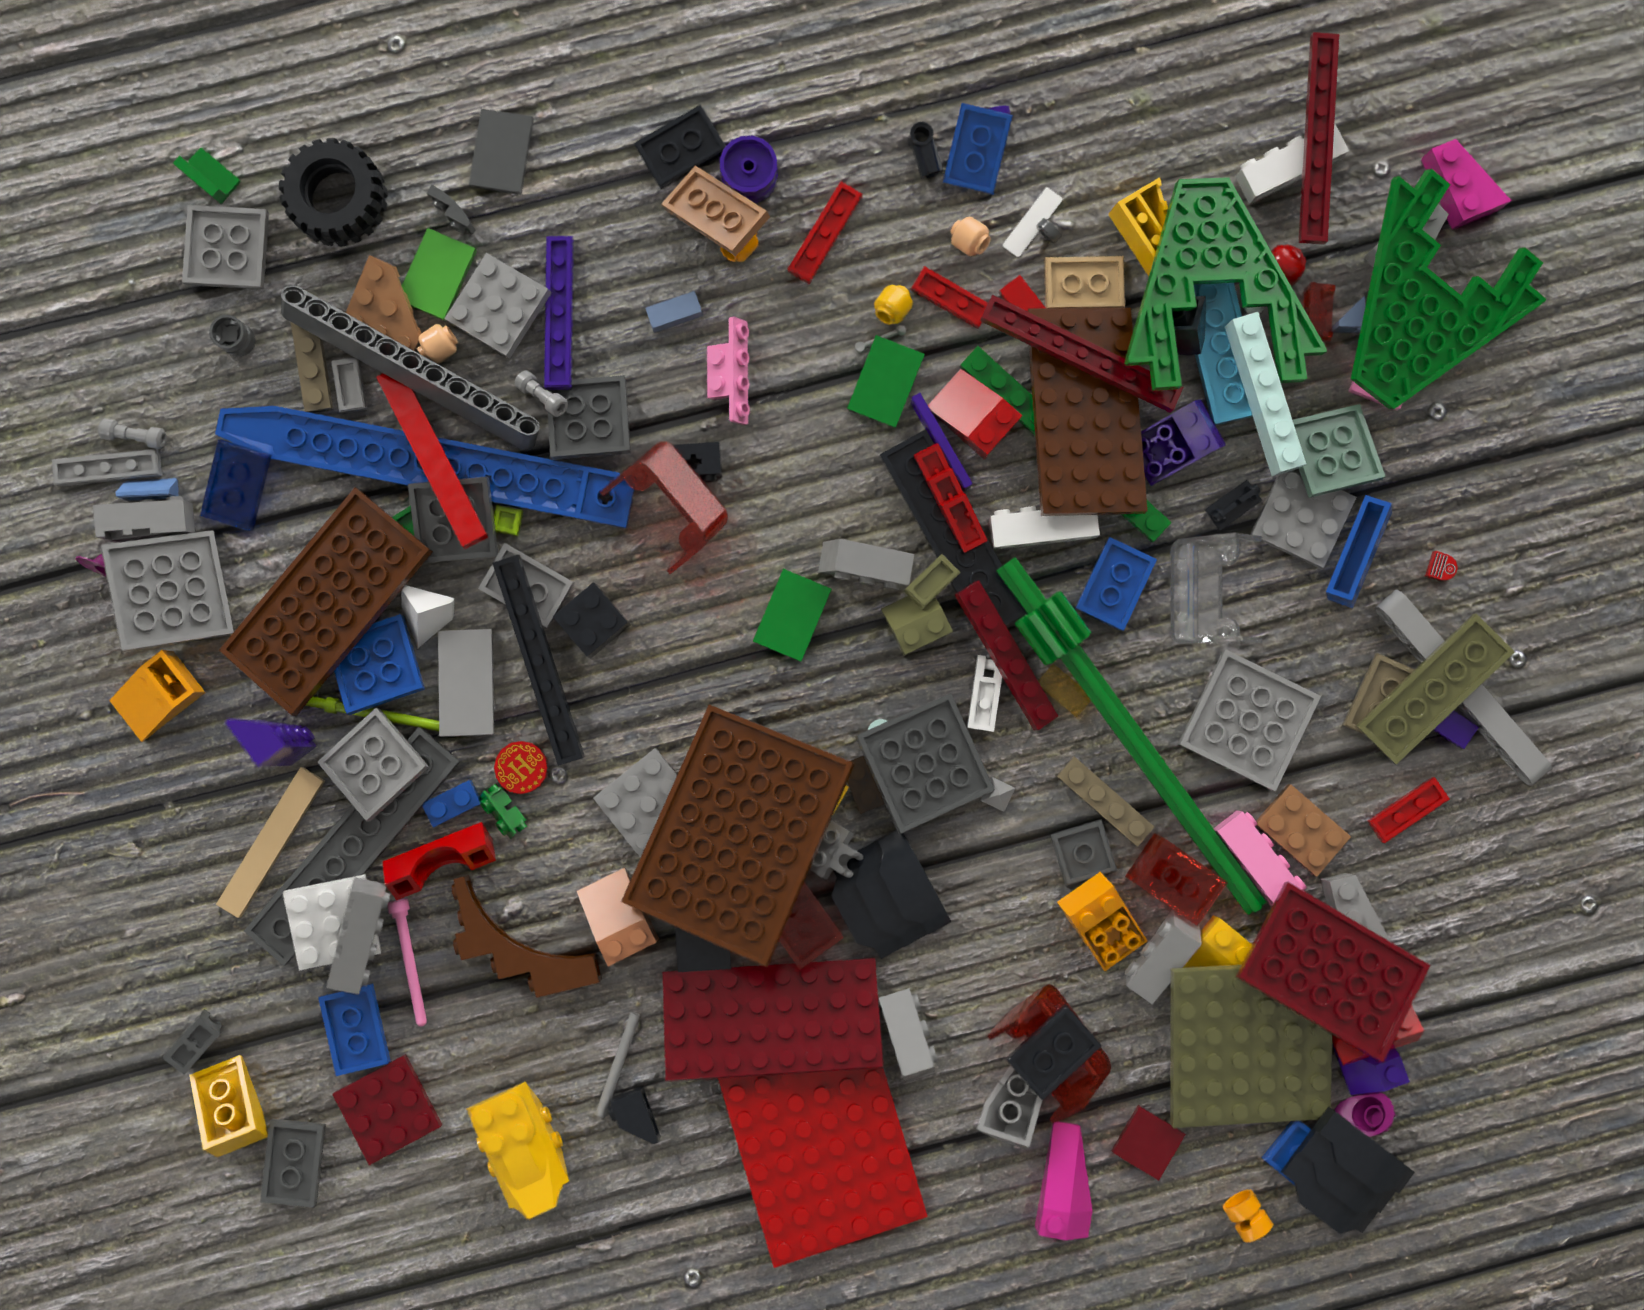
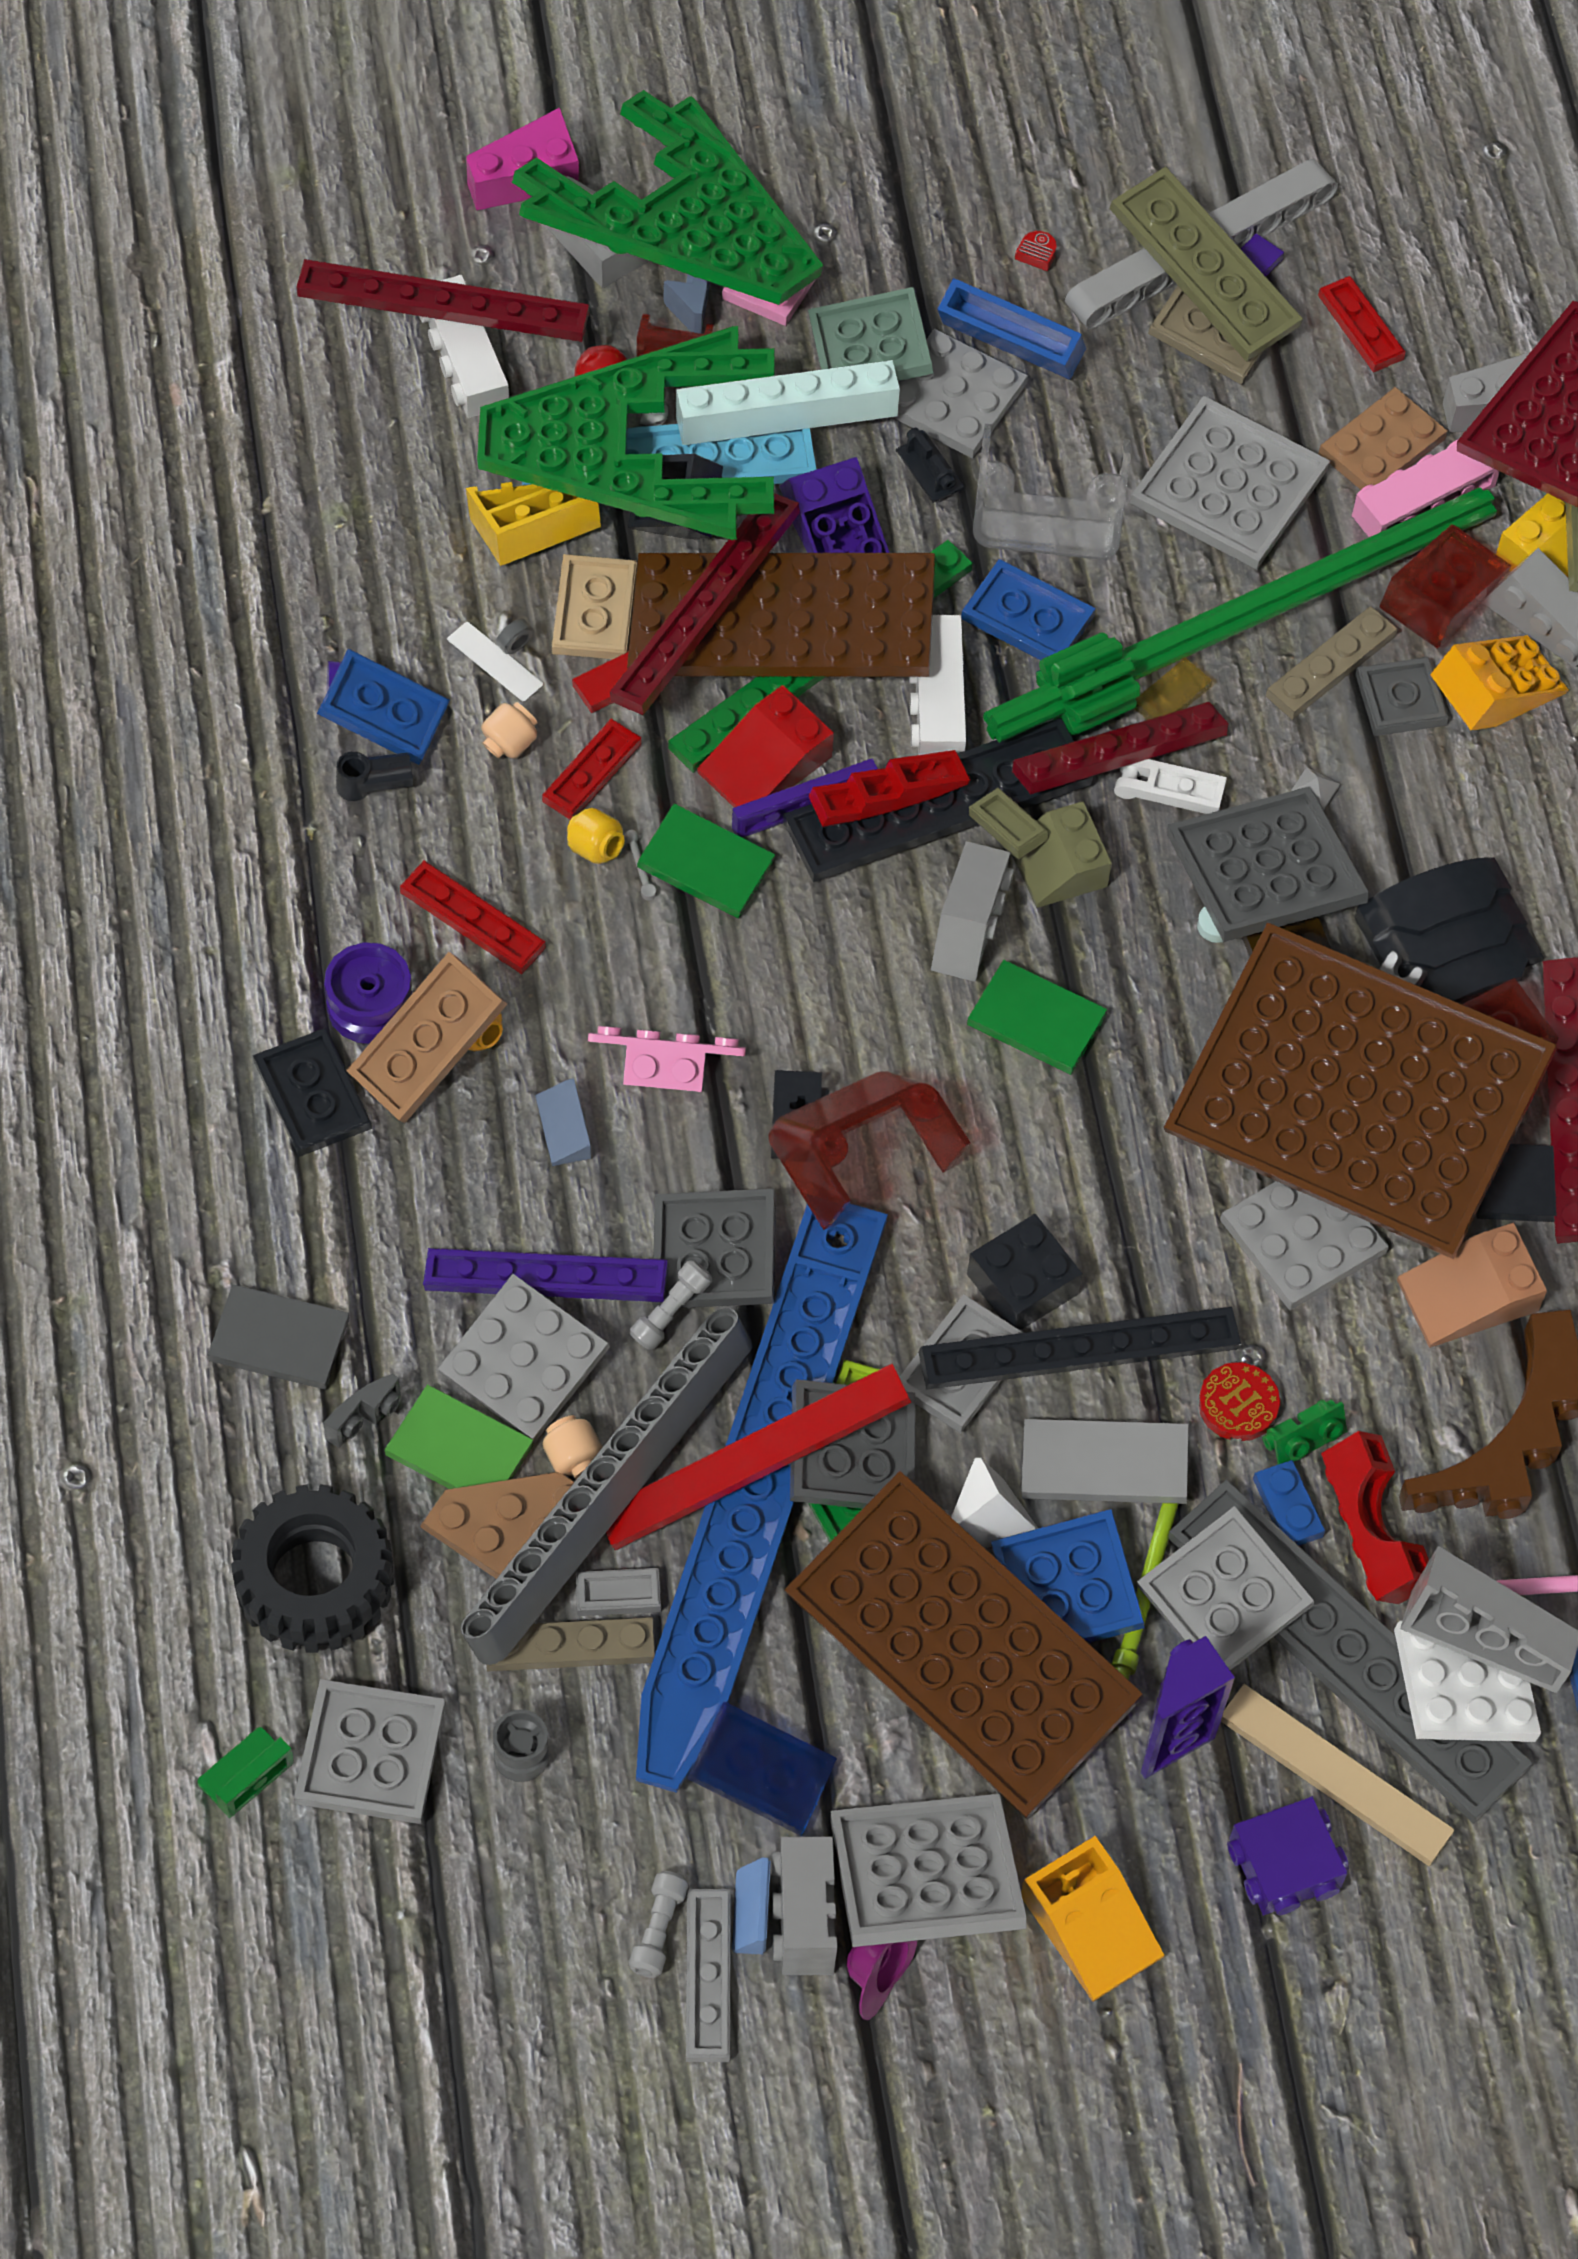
camera: 85 degrees left, 25 degrees down
(204, 814) = (1288, 1857): none -> dark purple brick

